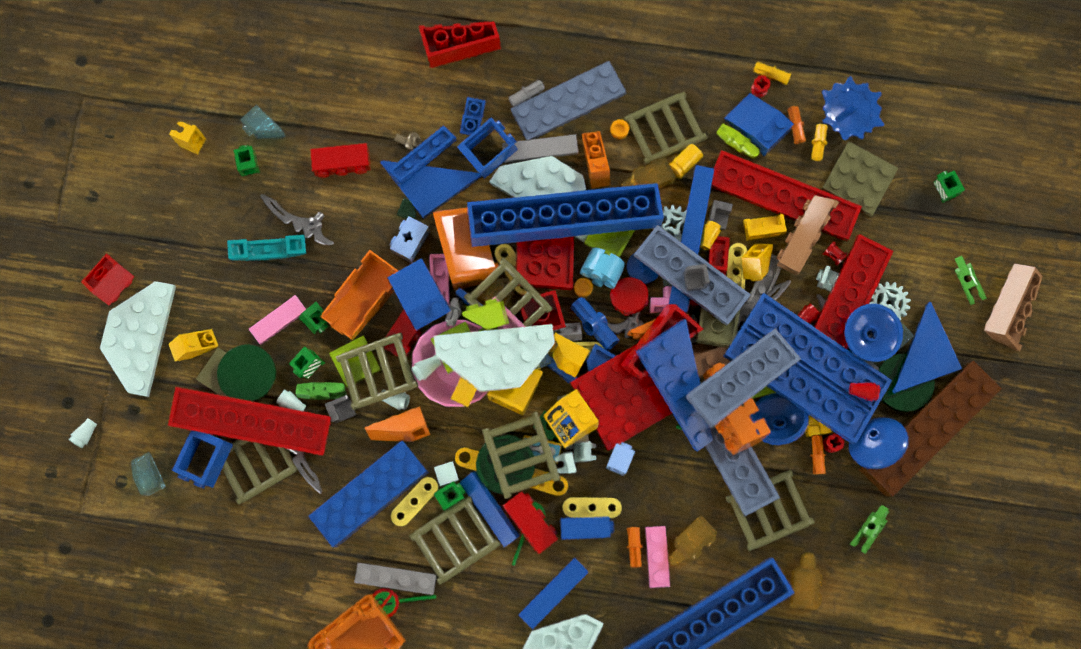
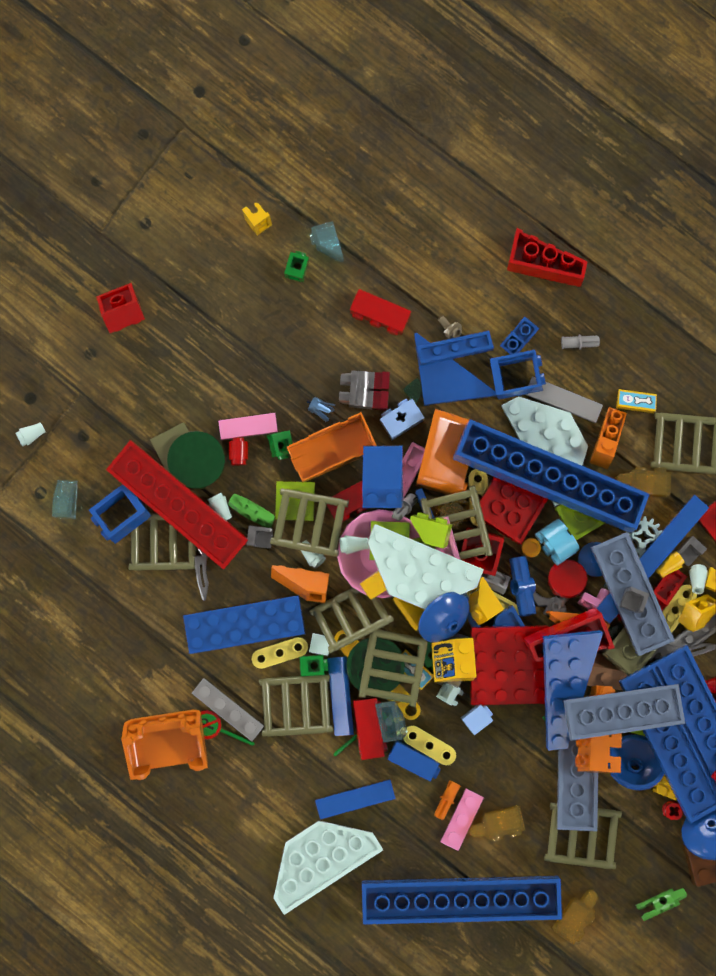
camera: 35 degrees right, 5 degrees up
(136, 336) = (118, 372): light aqua plate -> none
(192, 344) = (163, 408): yellow slope -> none
(266, 249) = (272, 357): teal slope -> none
(281, 346) = (238, 451): none -> red brick
(306, 363) = (247, 476): green brick -> none
(309, 225) = (321, 357): flat silver piece -> none
(329, 266) = (317, 405): none -> flat silver piece
(365, 231) = (365, 390): none -> flat silver hips
(469, 449) = (350, 636): none -> olive bar
(541, 385) = (444, 617): none -> blue dish
(545, 504) = (391, 721): none -> clear light blue slope
(567, 458) = (431, 693): light aqua tile -> none
(568, 101) = (614, 370): sand blue plate -> none
(602, 116) = (636, 401): none -> slope
(619, 129) = (645, 421): light orange tile -> none
(686, 160) = (688, 484): yellow piece -> none
(739, 233) = (698, 577): none -> light aqua cone
(818, 456) = (652, 813): orange axle -> none

